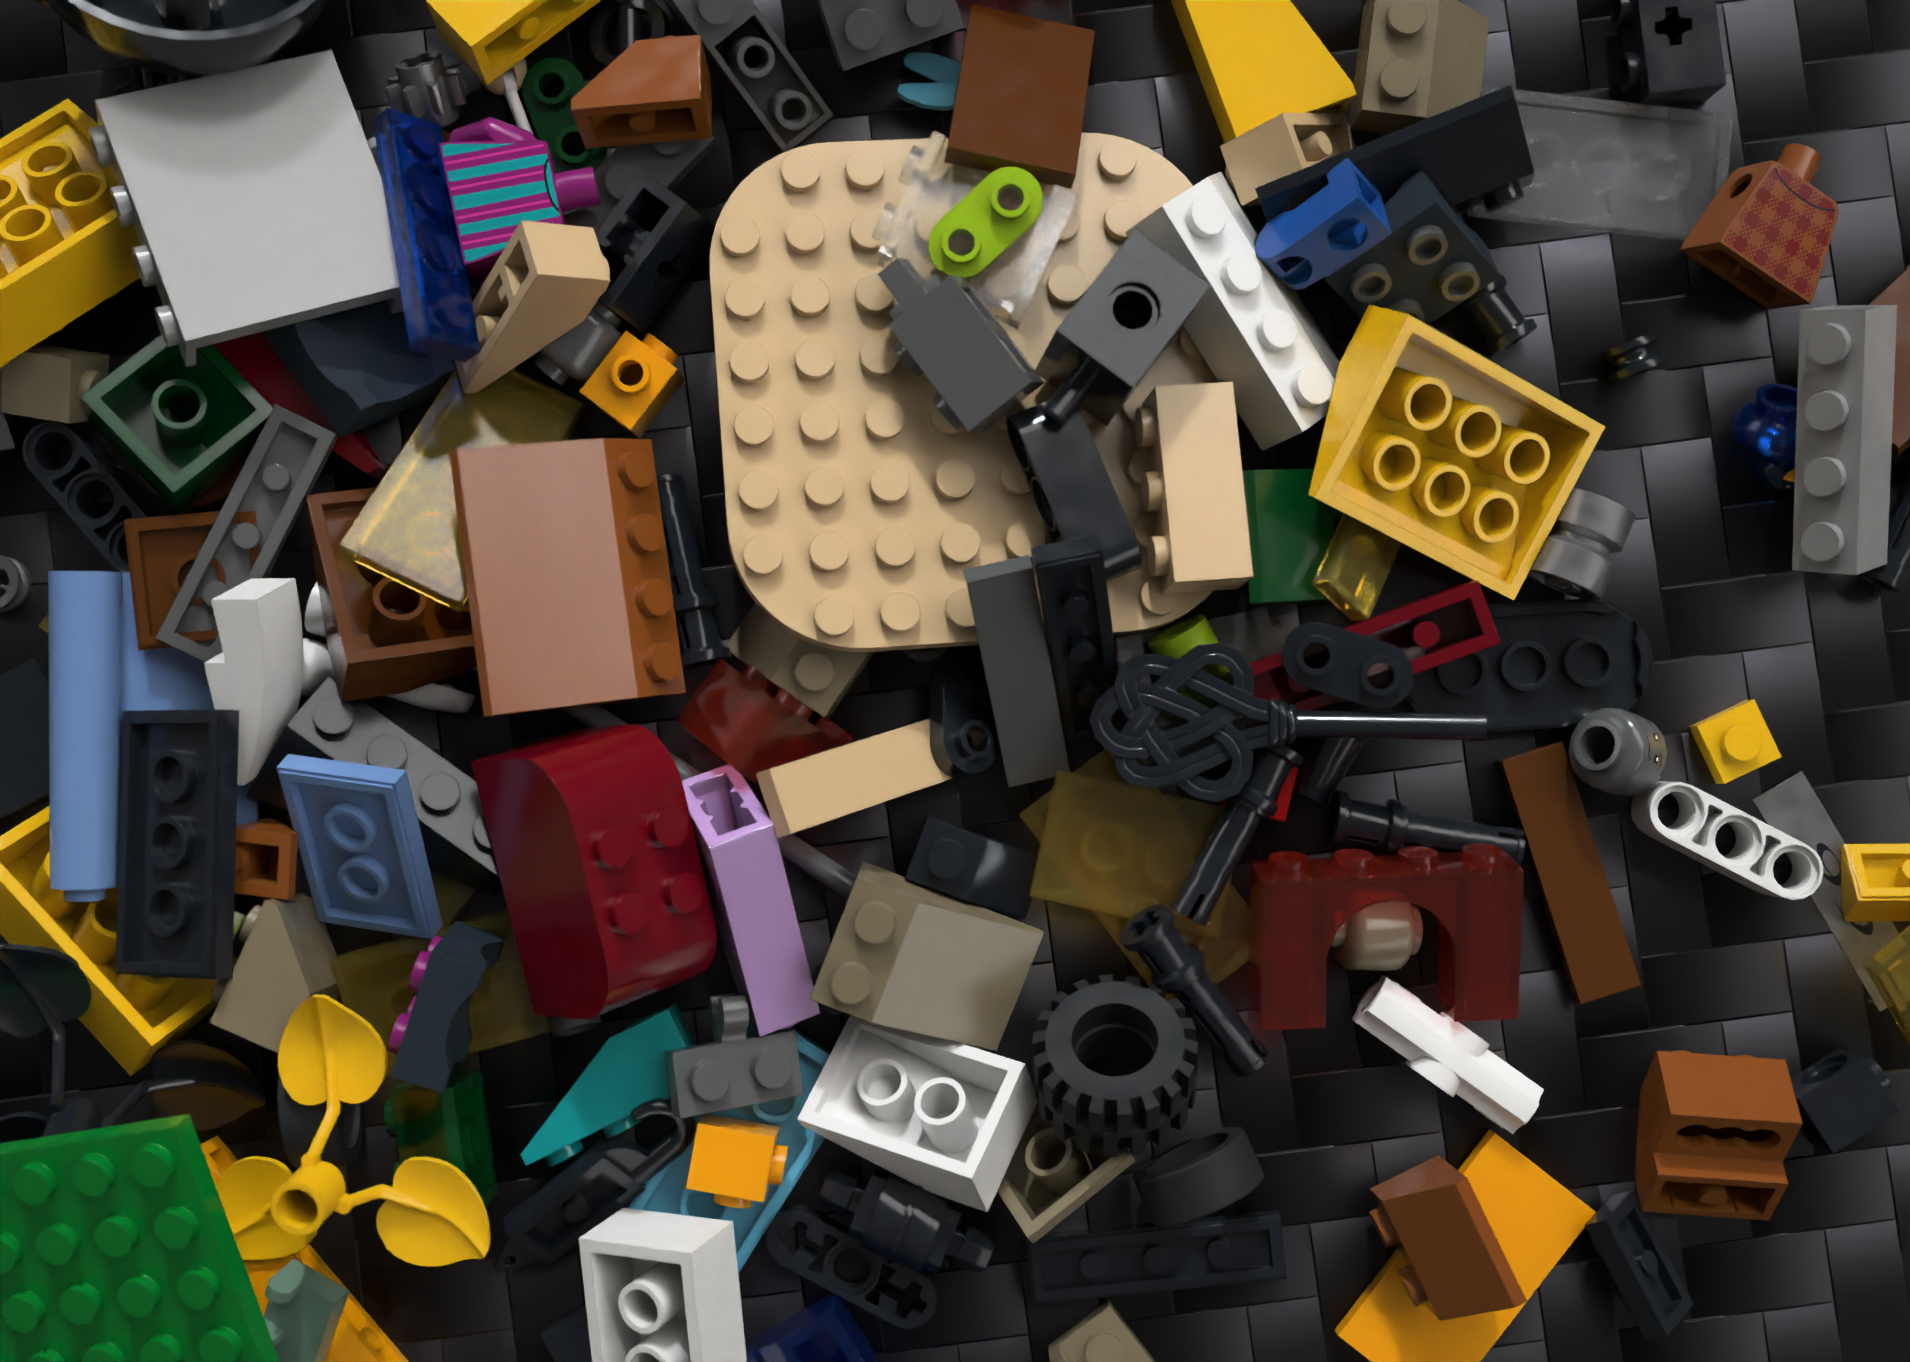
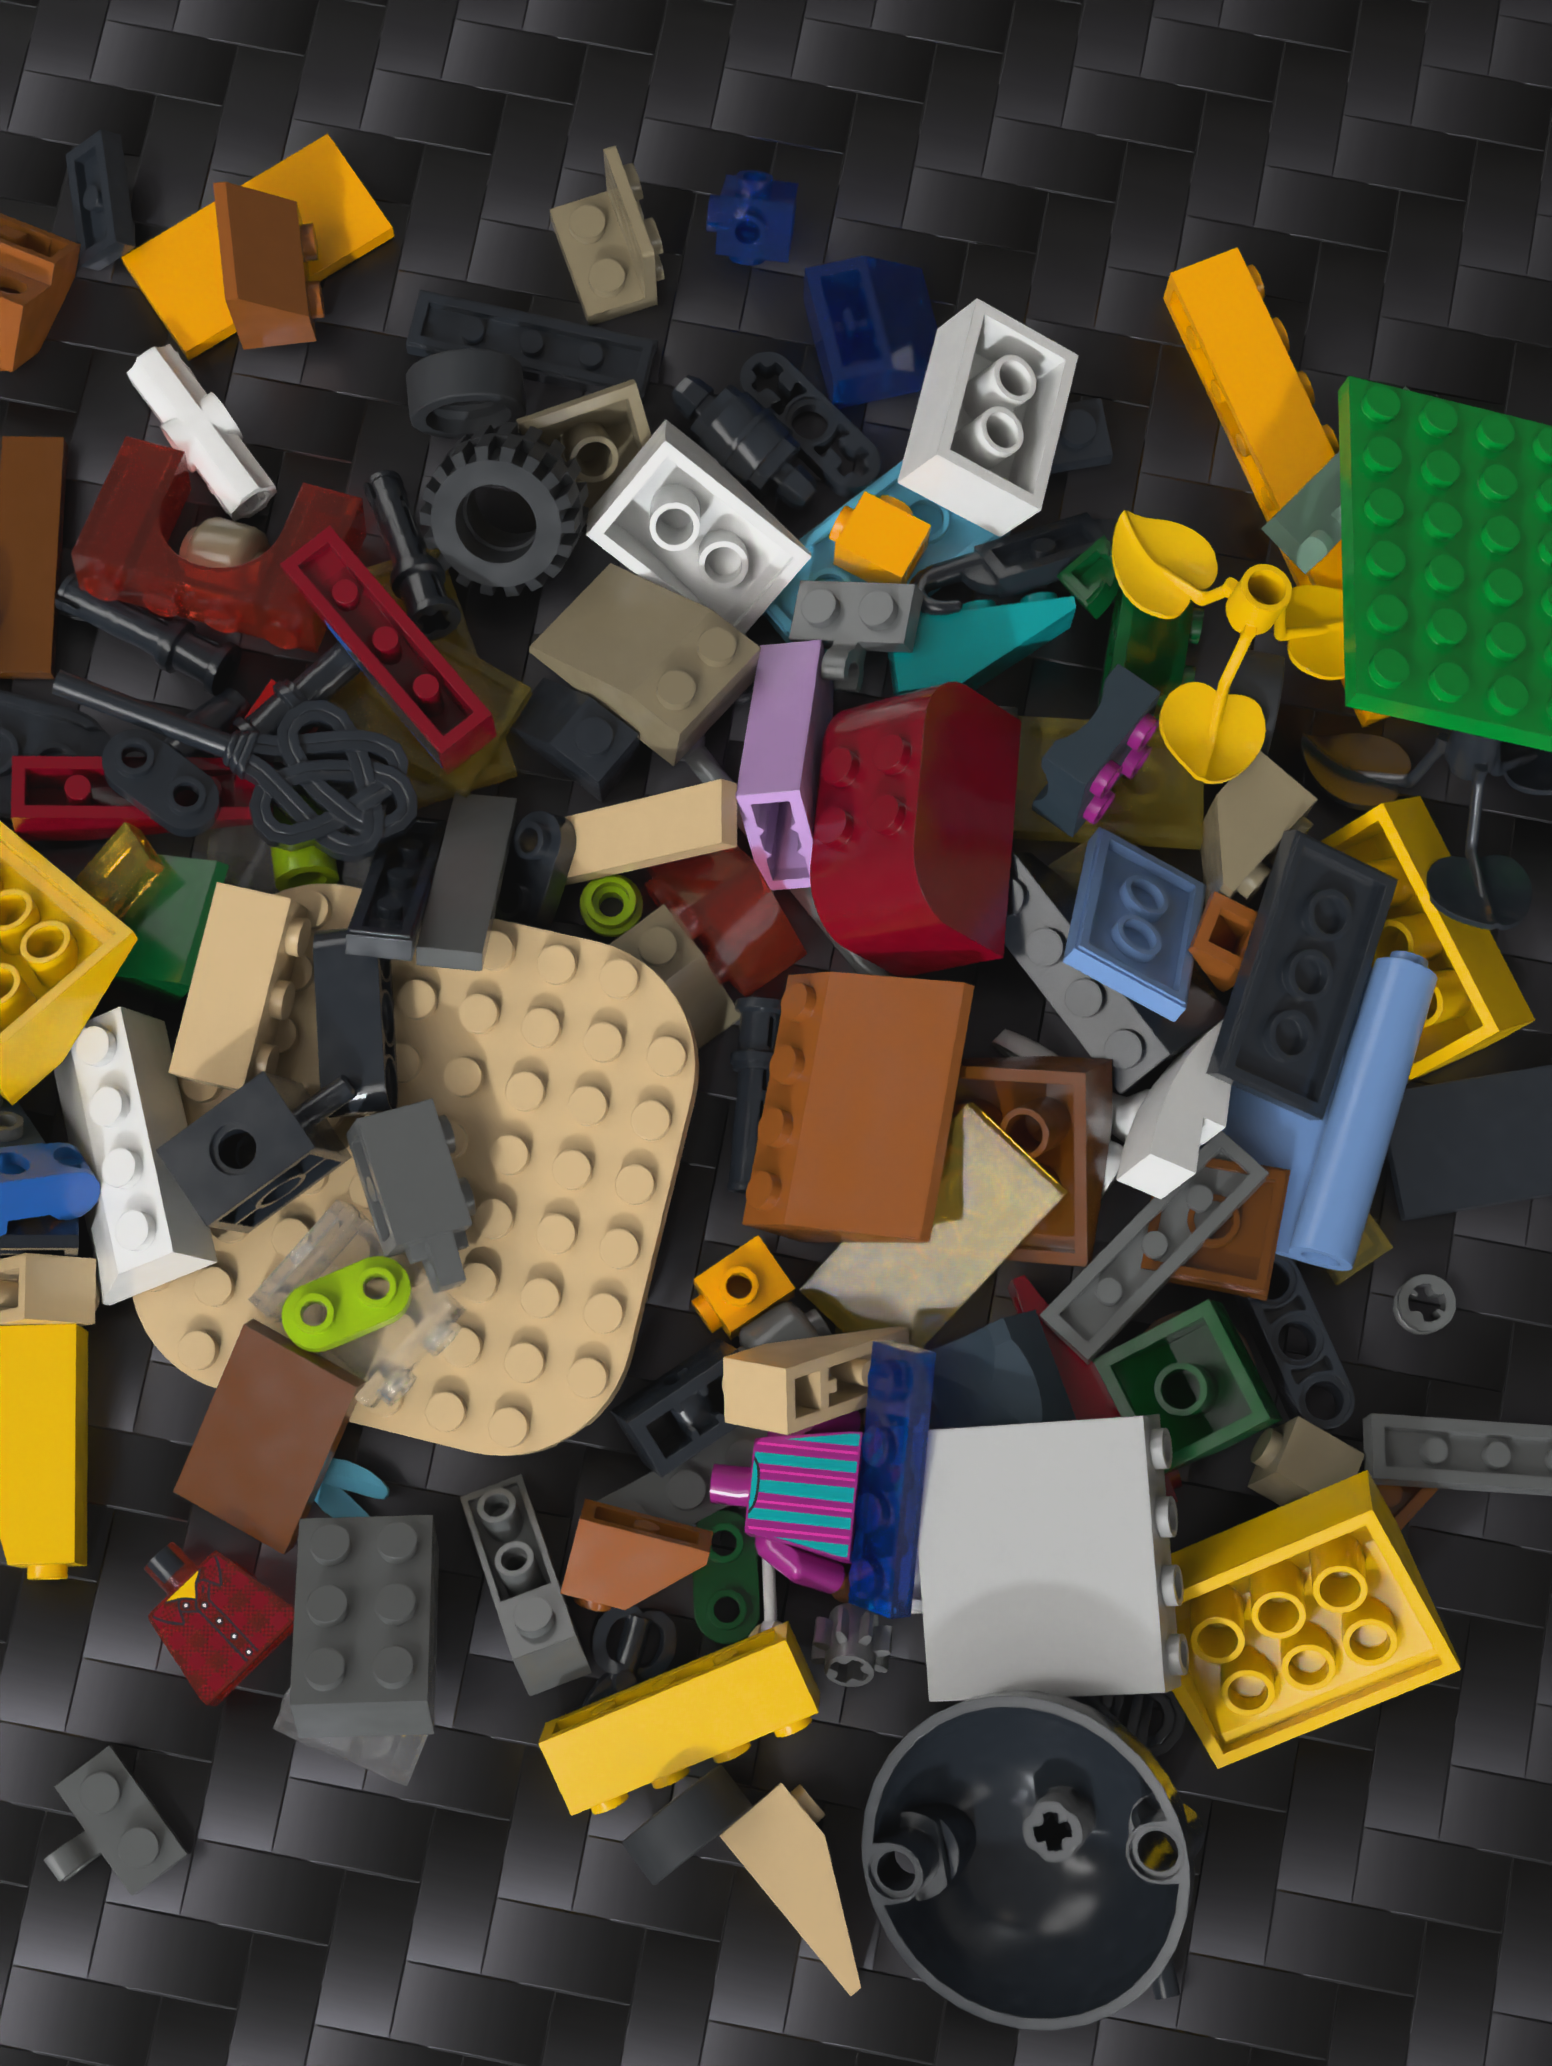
camera: 165 degrees left, 10 degrees down
(510, 1191) = (1092, 578): none -> dark green tile
(869, 696) = (607, 887): none -> lime plate
(1177, 876) = (391, 650): none -> dark red slope

